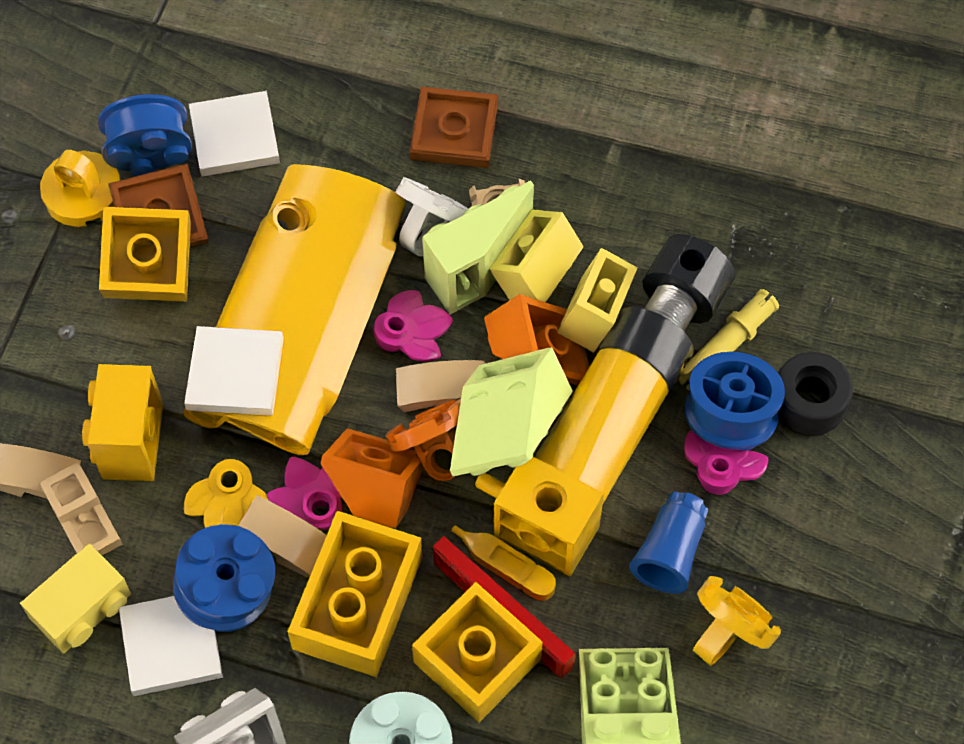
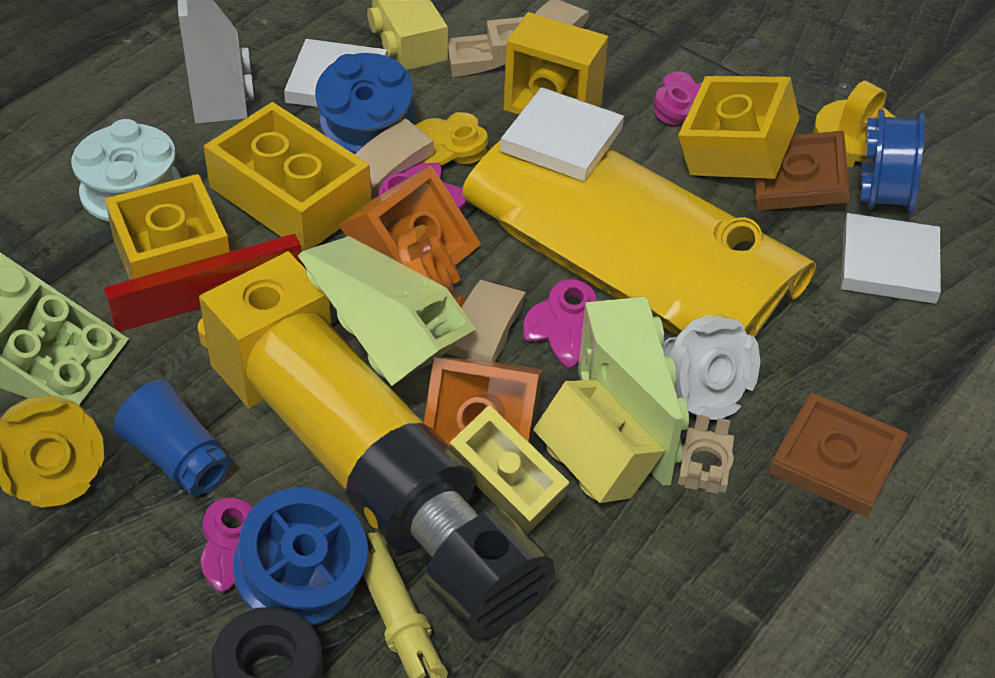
camera: 110 degrees right, 15 degrees down
(91, 324) = (675, 97): none -> dark pink plate

